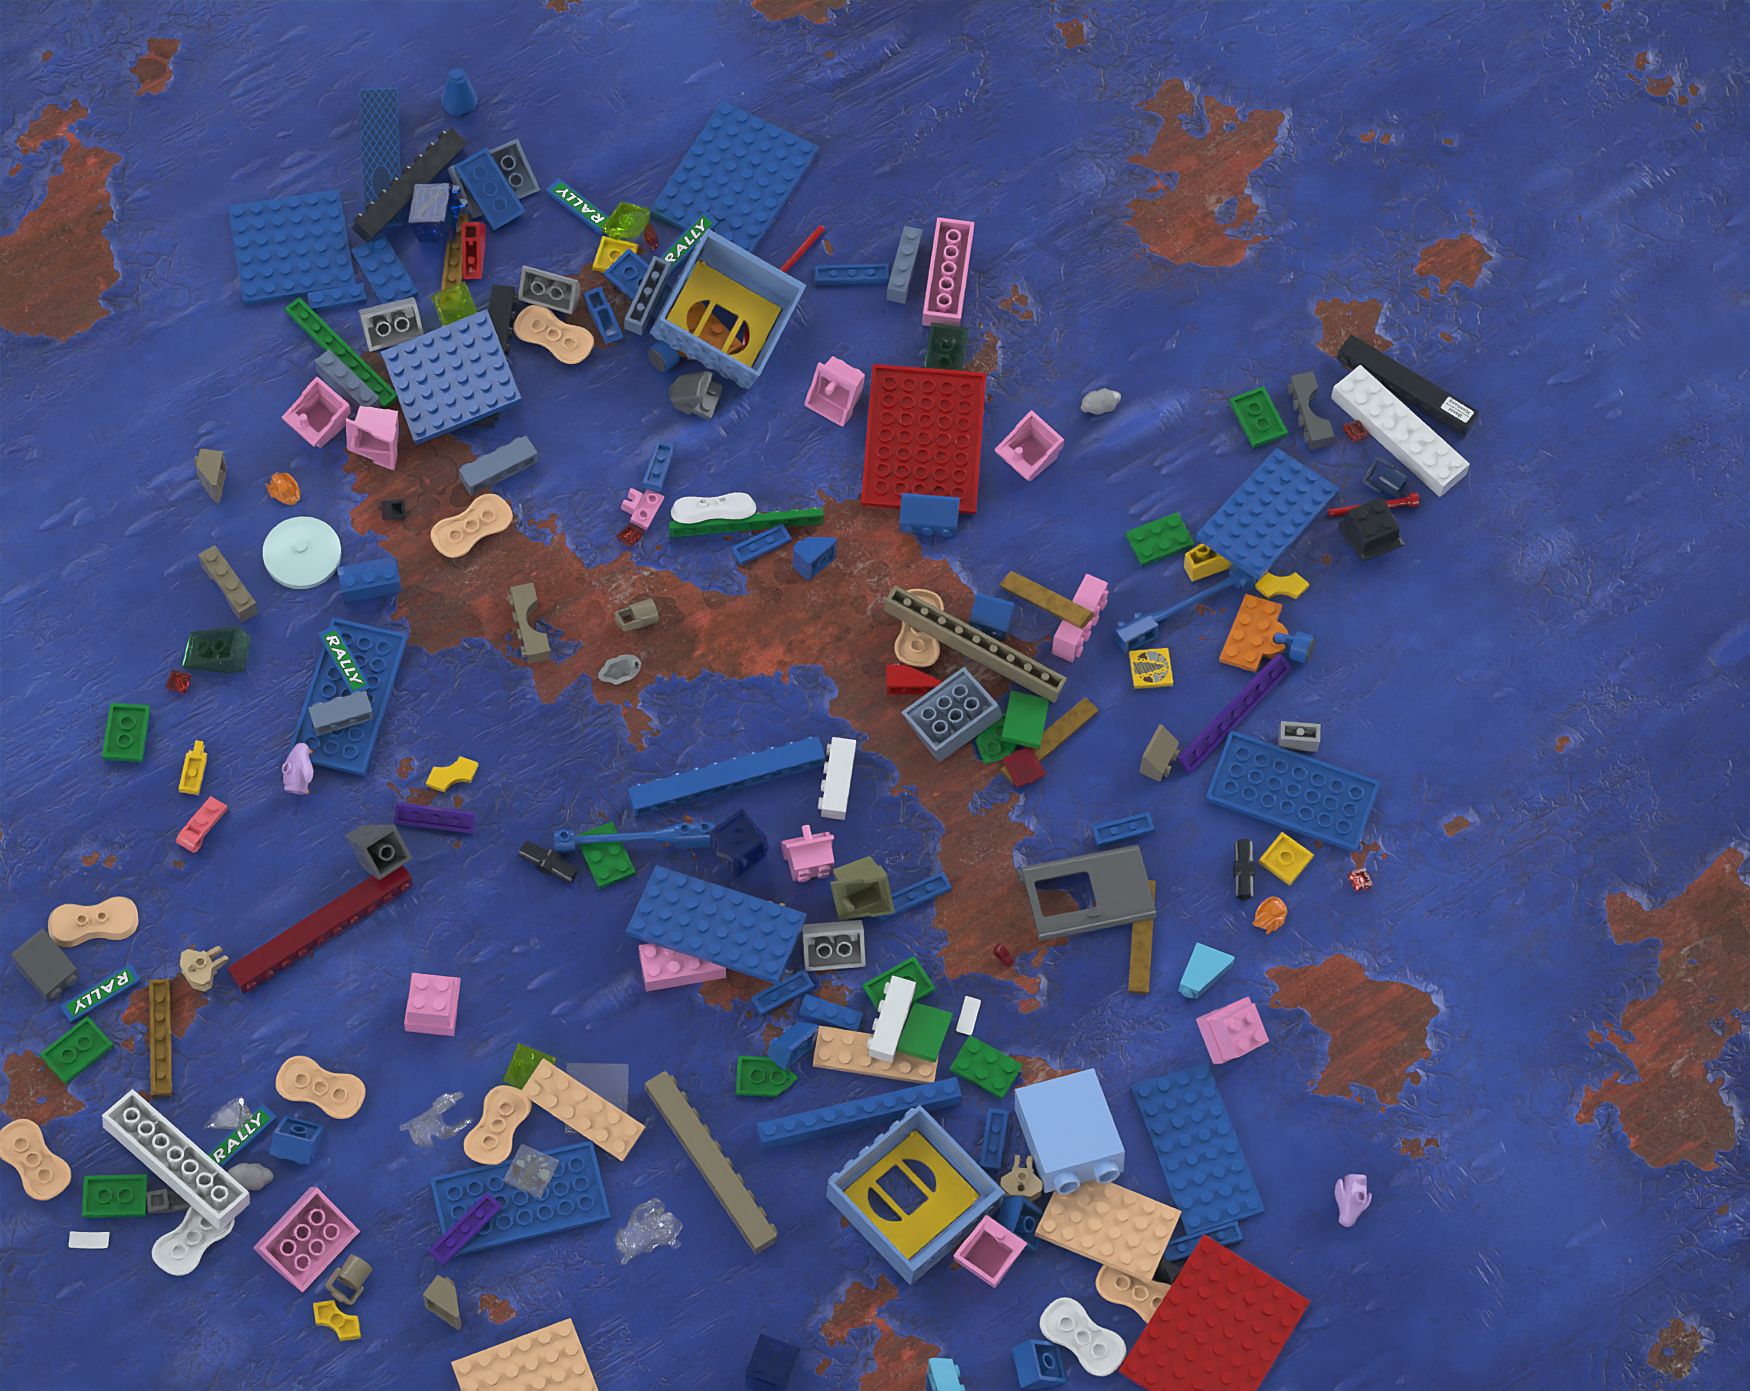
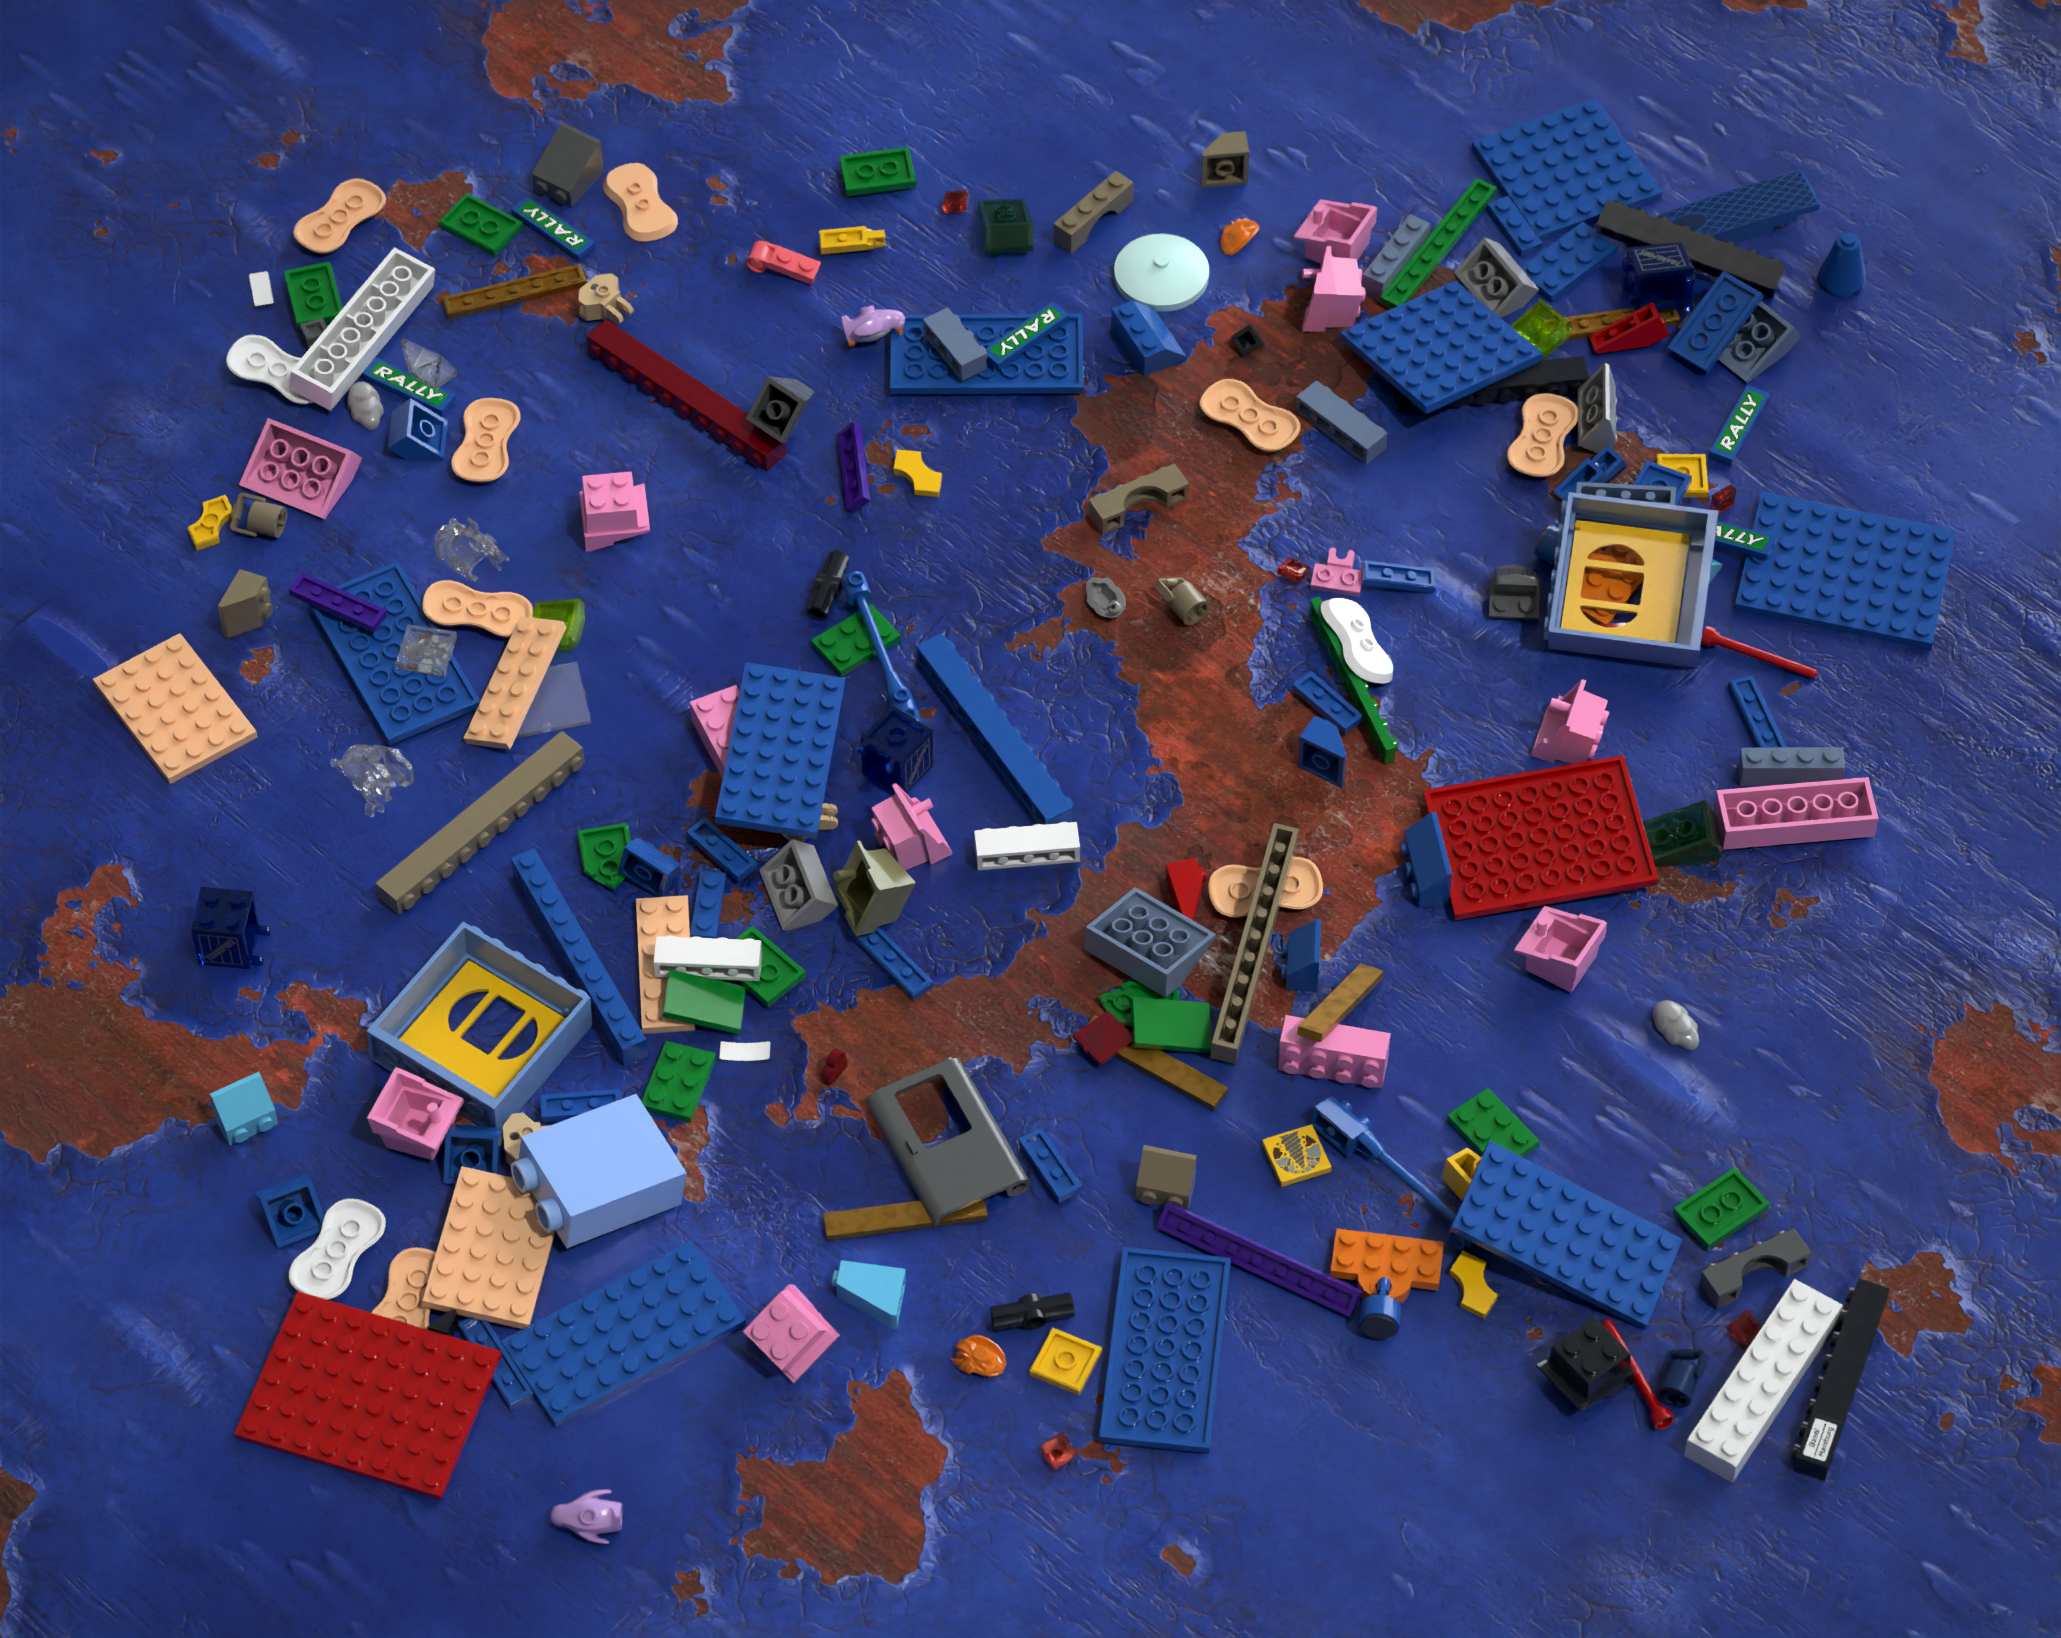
camera: 80 degrees right, 10 degrees down
(626, 221) = (1728, 465): clear neon green slope -> none
(1299, 736) = (1245, 1336): light grey brick -> none

